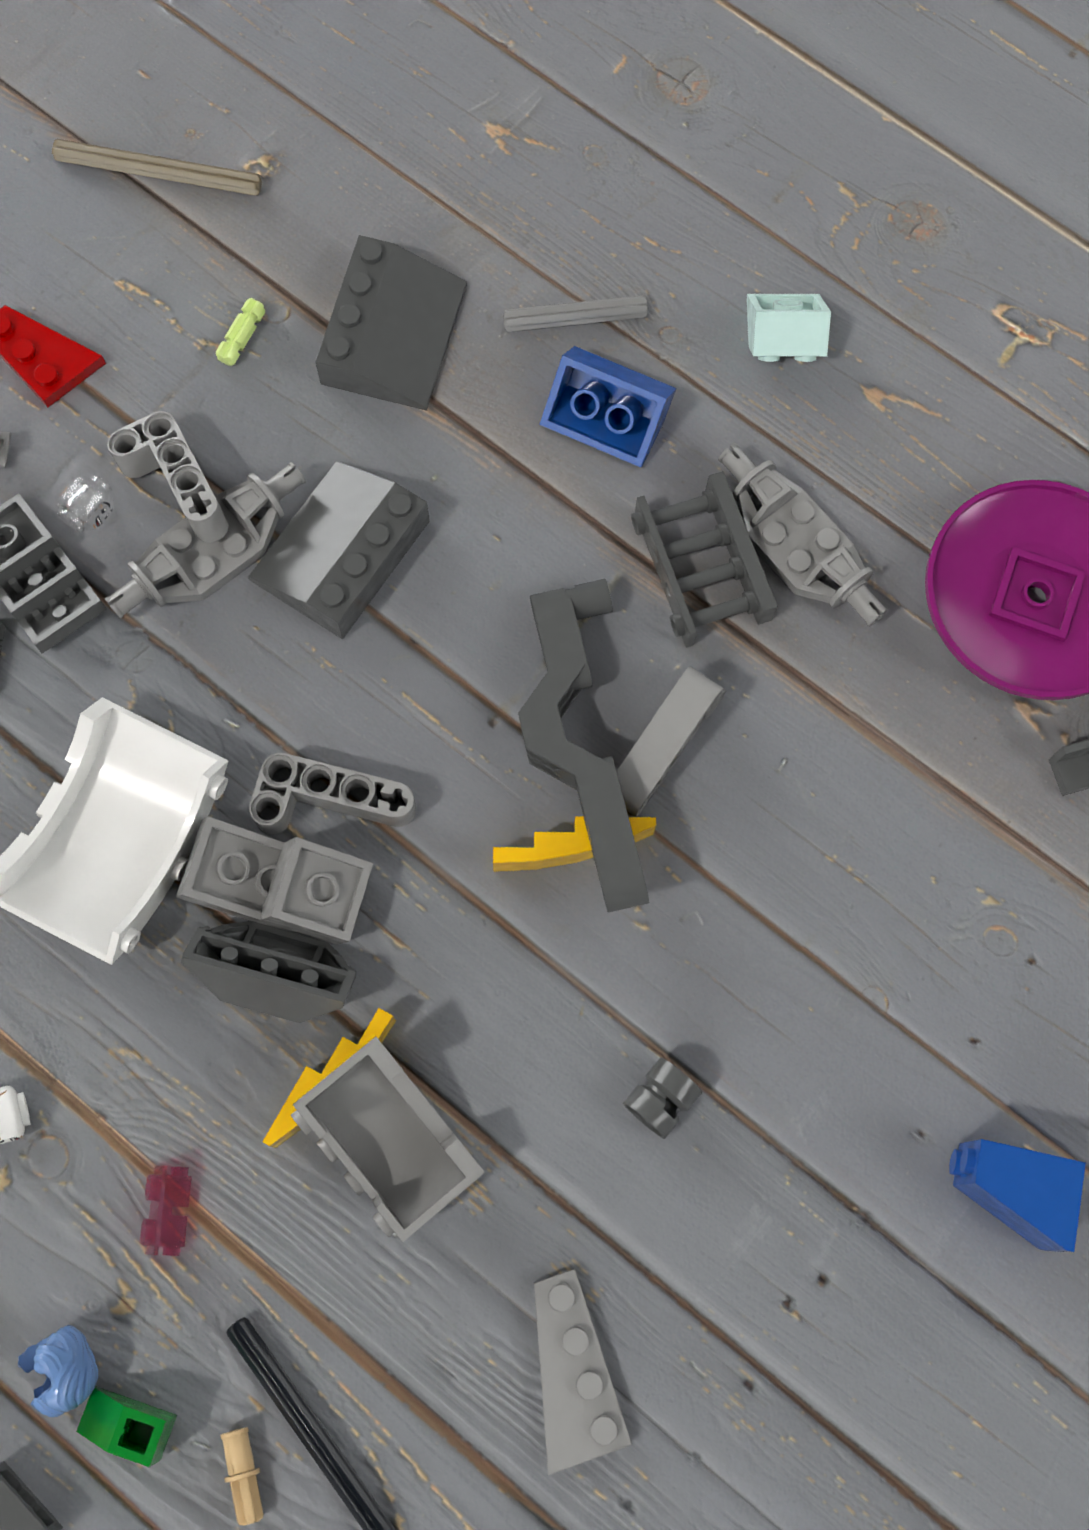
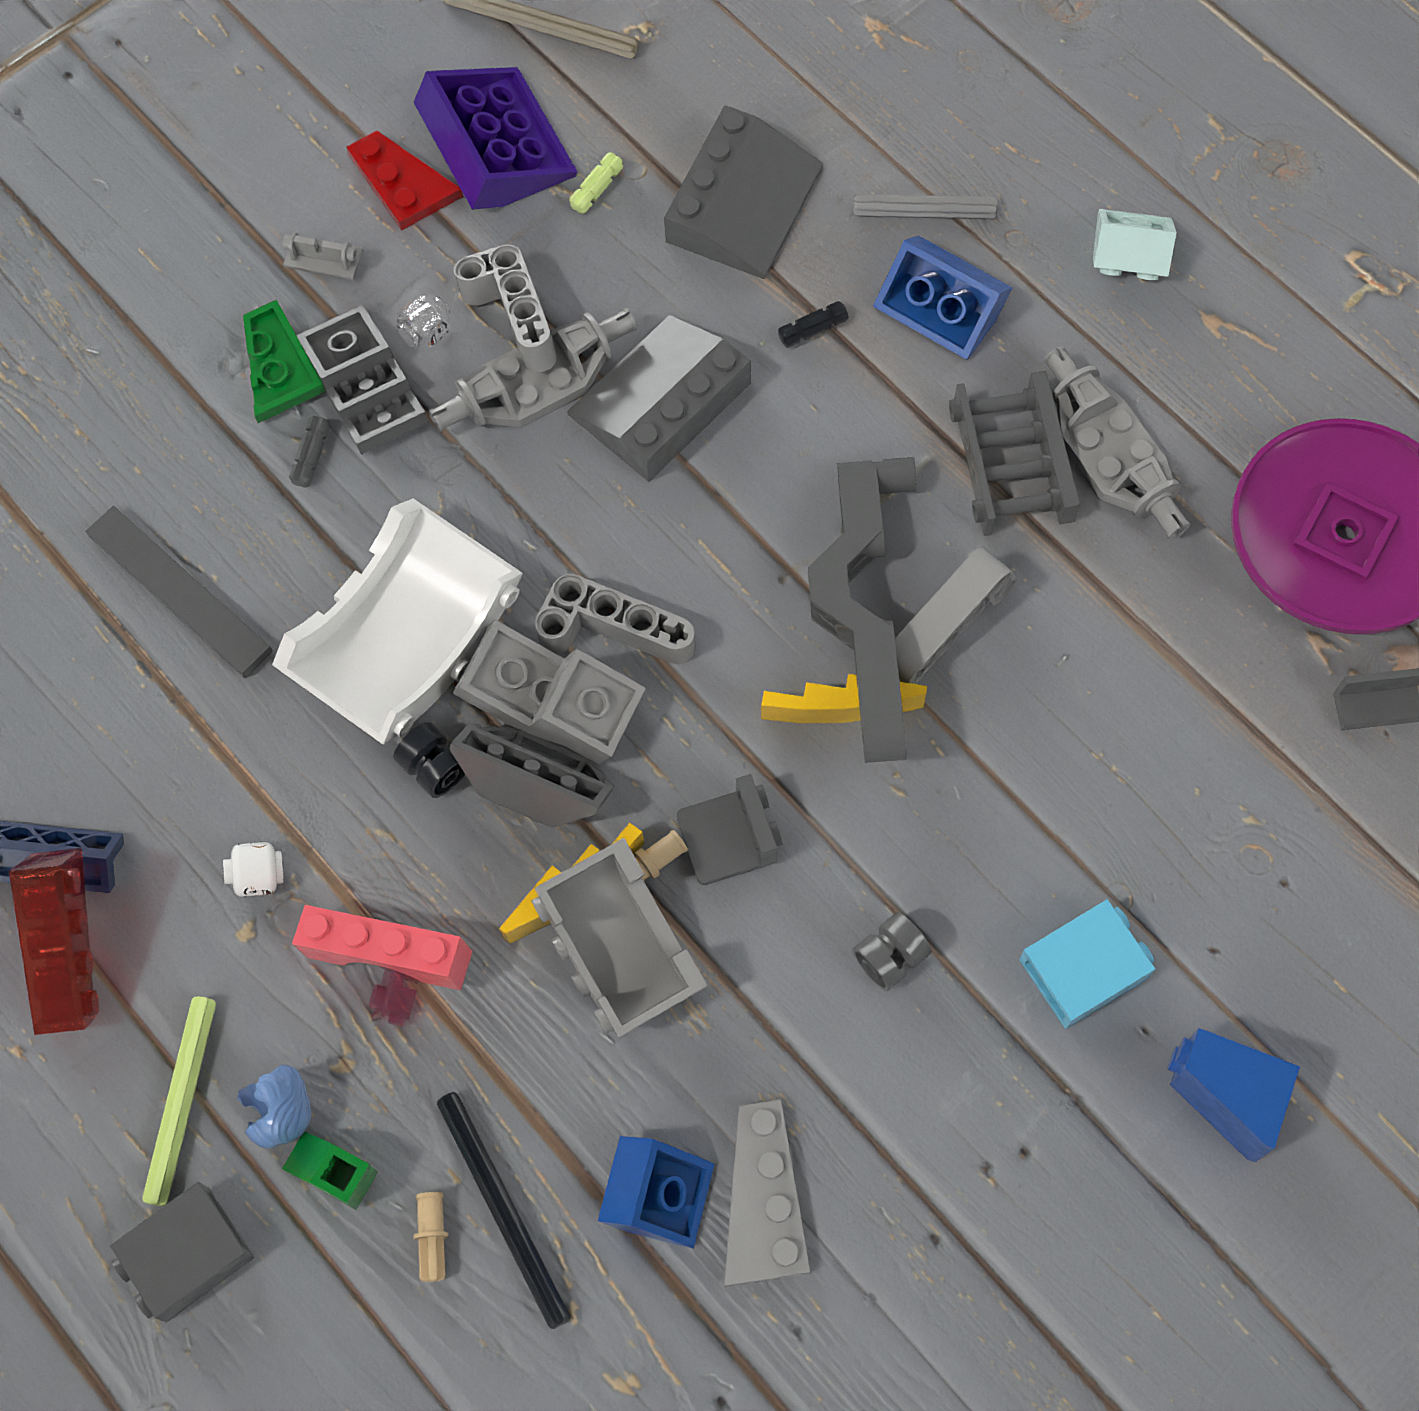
camera: 15 degrees right, 5 degrees down
(125, 294) = (492, 134): none -> dark purple slope
(144, 1180) = (413, 951): none -> coral arch
(160, 967) = (428, 756): none -> black wheel
(411, 1035) = (660, 854): none -> tan pin
(464, 1390) = (656, 1191): none -> blue slope
(480, 999) = (730, 833): none -> dark grey bracket
(482, 451) = (813, 324): none -> black axle
(857, 1078) = (1087, 963): none -> medium azure brick

